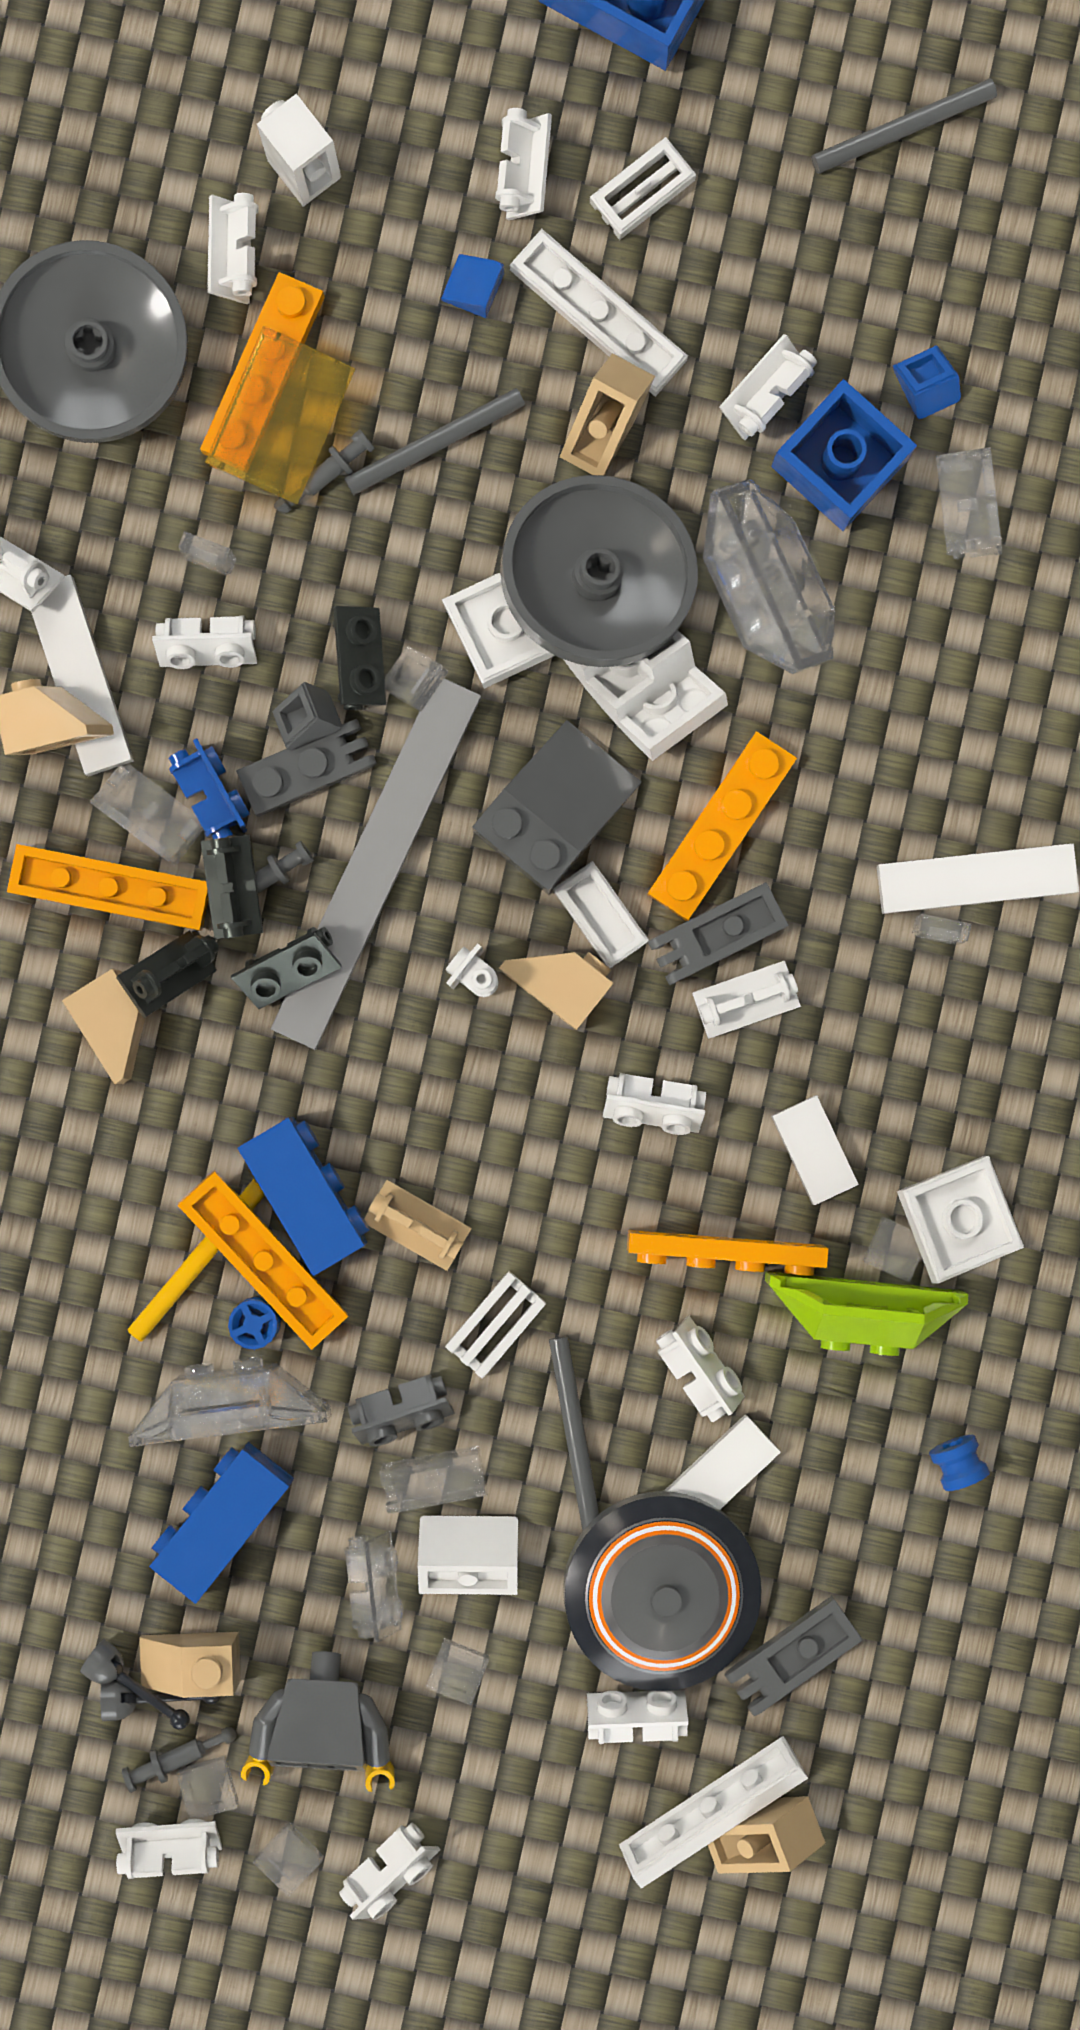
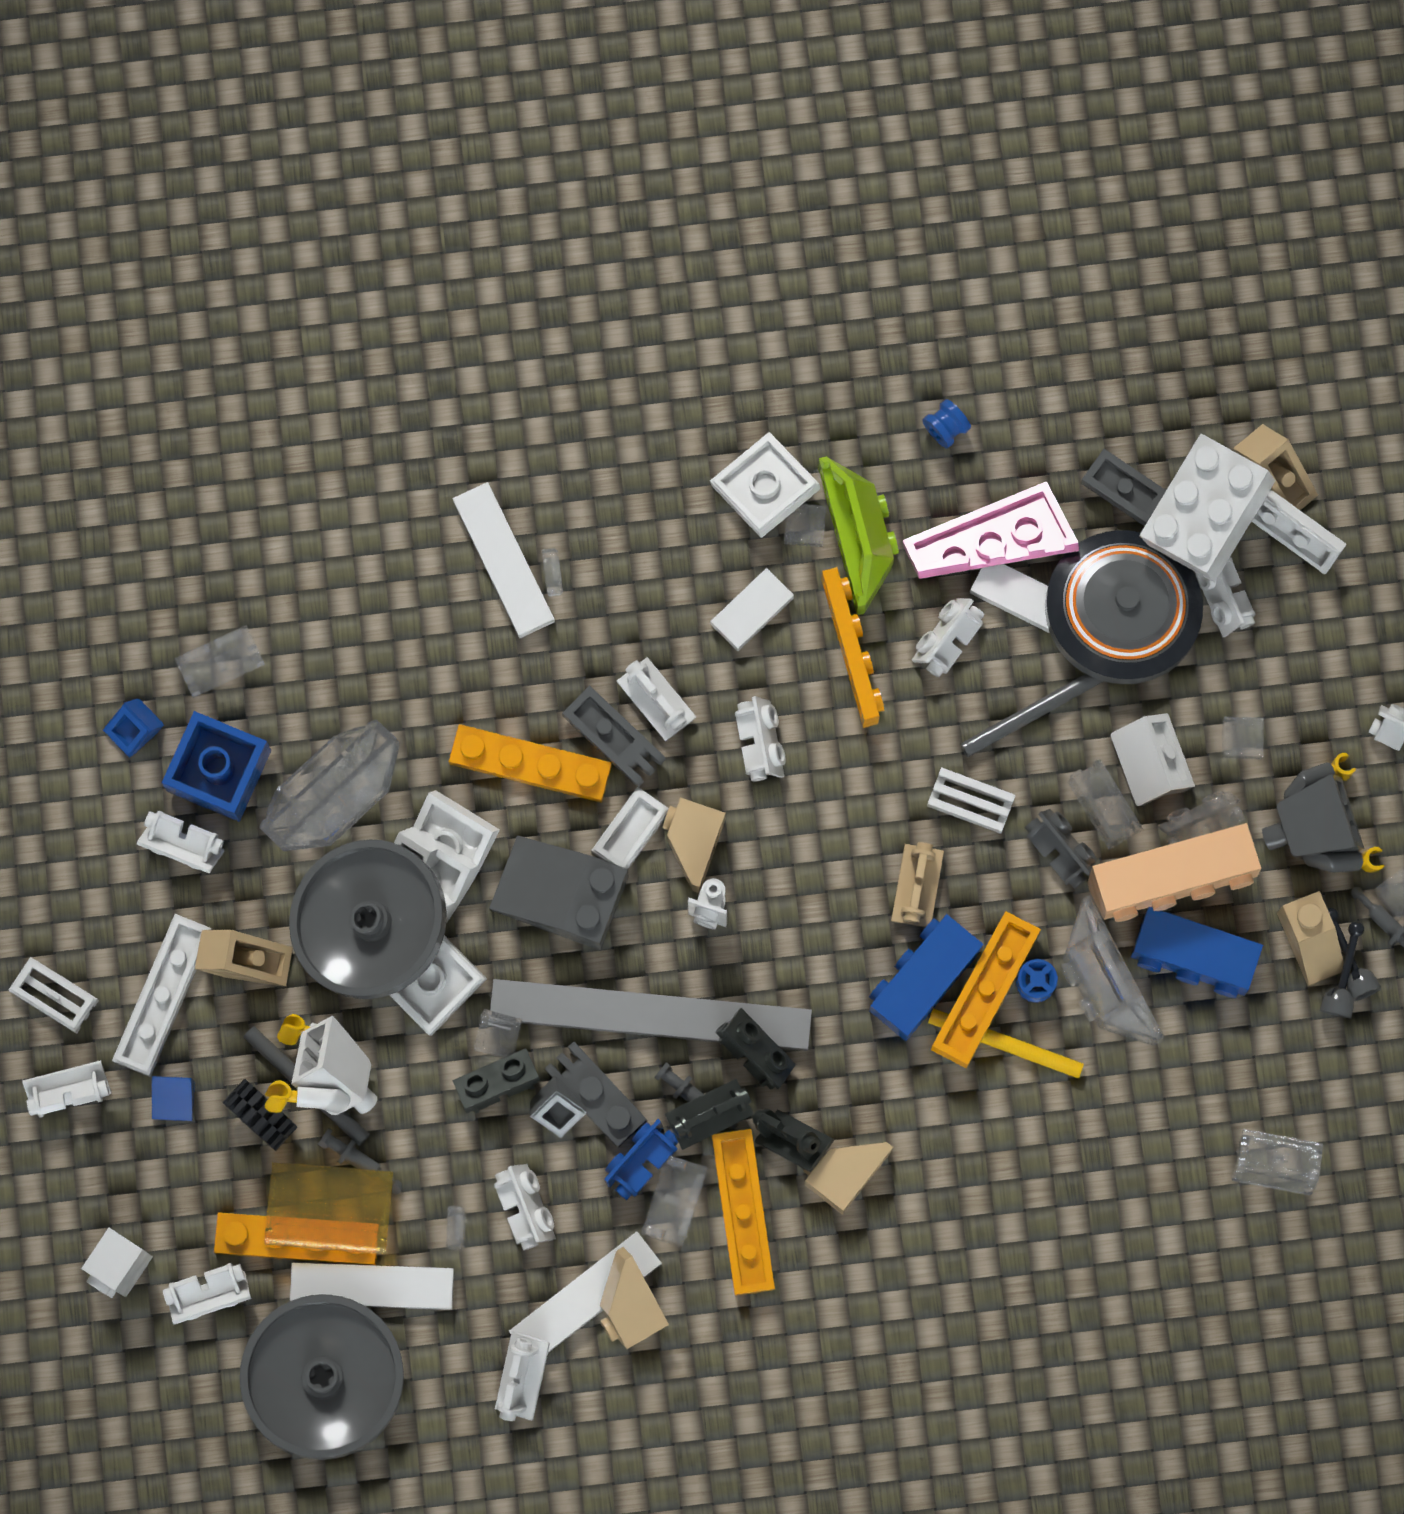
camera: 110 degrees left, 10 degrees down
(177, 441) = (376, 1284): none -> white tile
(312, 1533) = (1174, 872): none -> light nougat slope
(413, 369) = (249, 1107): none -> black tyre
(433, 462) = (328, 1069): none -> white torso
(741, 1741) = (1207, 507): none -> white brick
(801, 1479) = (1001, 533): none -> wing

